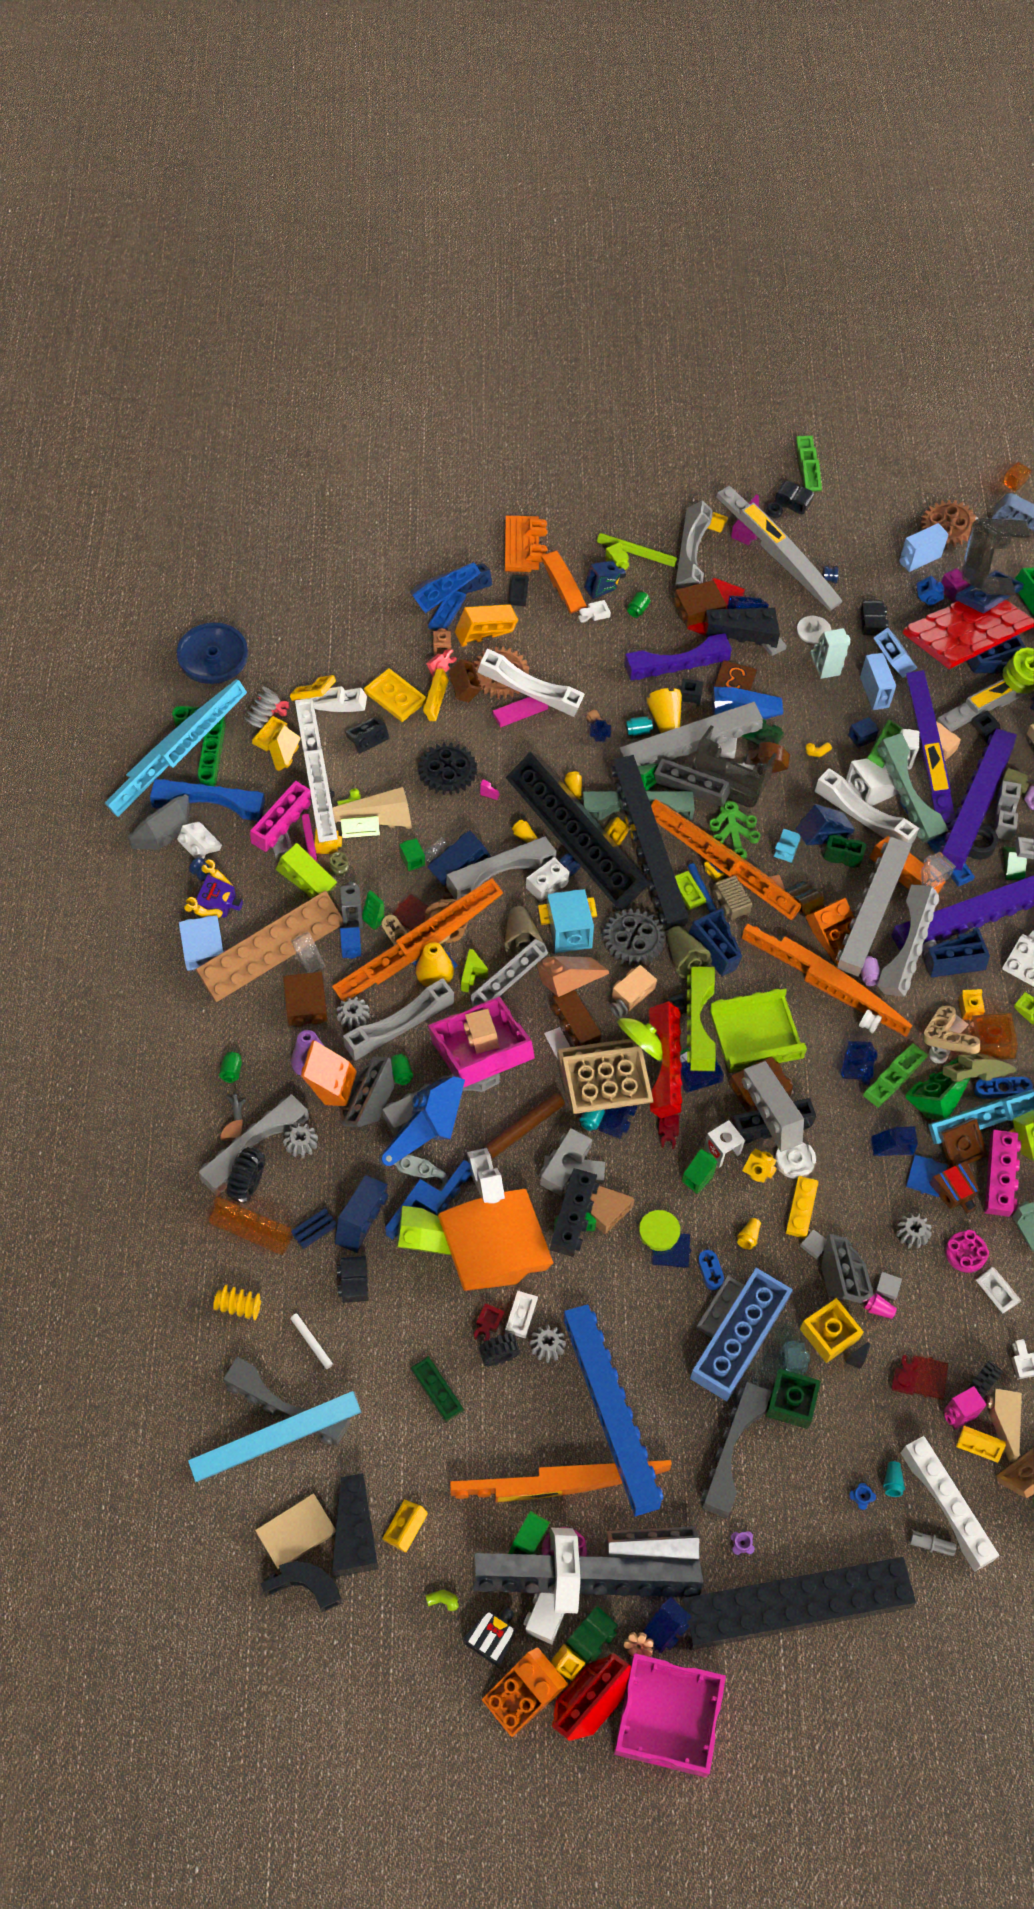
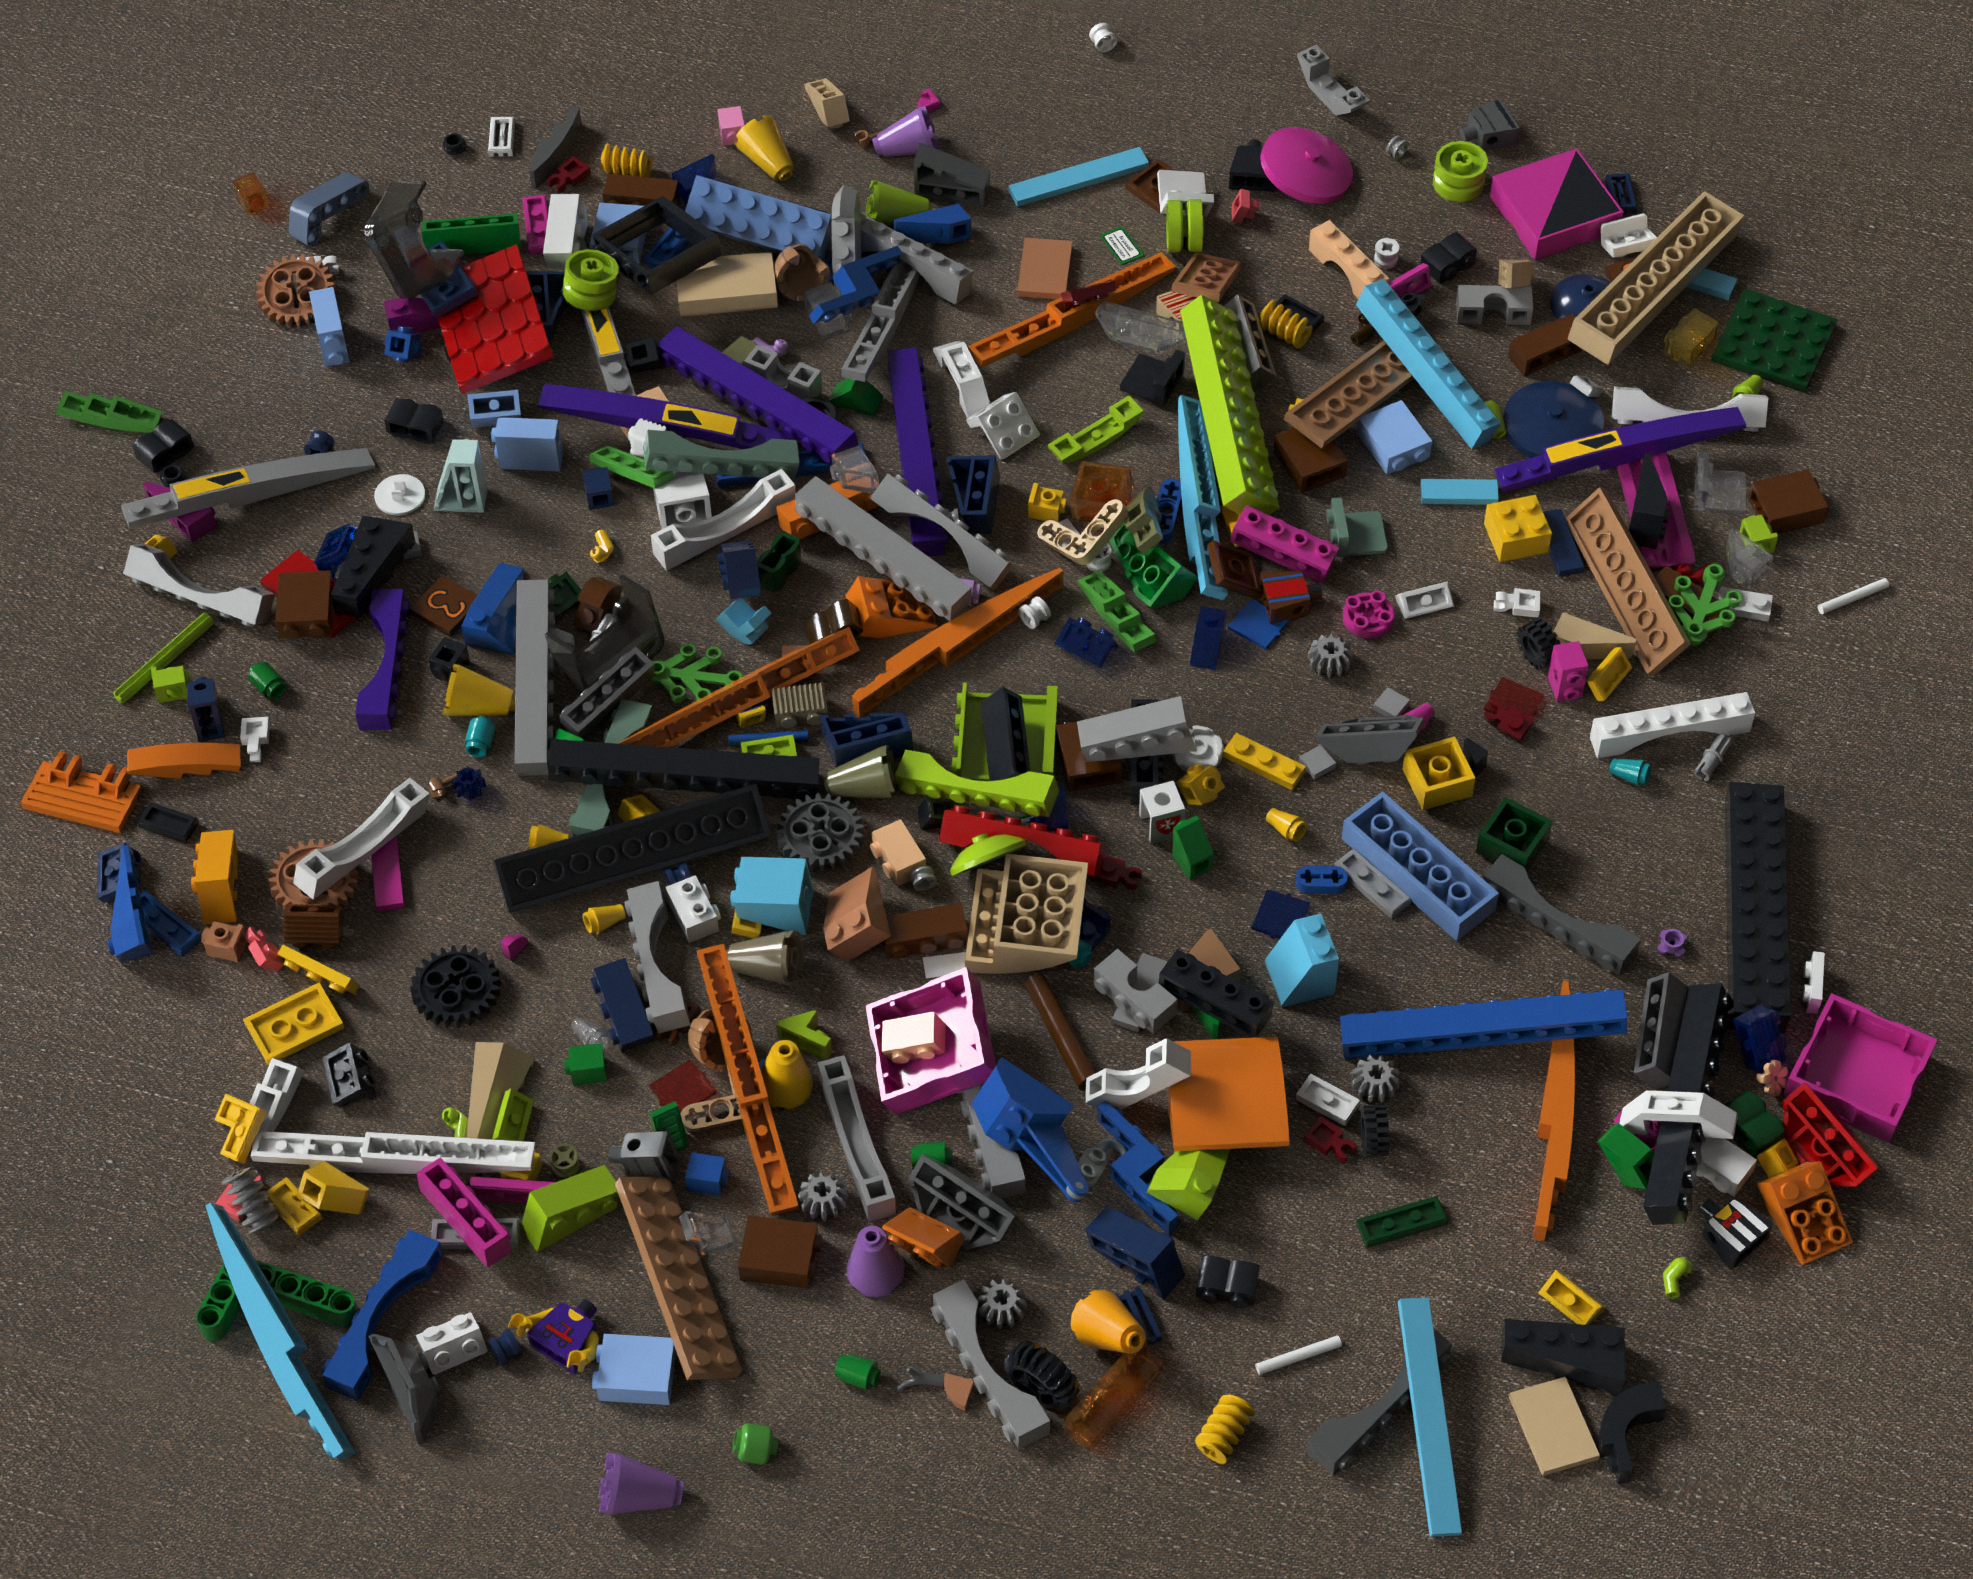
camera: 70 degrees left, 5 degrees down
(118, 963) = (636, 1486): none -> medium lavender cone
(164, 1022) = (754, 1443): none -> bright green head
(212, 653) = (109, 1251): dark blue dish -> none
(292, 1205) = (1106, 1324): none -> light orange cone
(510, 973) = (832, 988): light grey brick -> none
(627, 1271) = (1303, 962): none -> medium azure slope
(659, 1230) = (1255, 918): lime tile -> none
(746, 1026) = (1005, 735): none -> black brick
(750, 1662) = (1813, 991): none -> white plate
(795, 1357) = (1460, 824): clear light blue brick -> none
(867, 1492) = (1642, 801): blue plate -> none

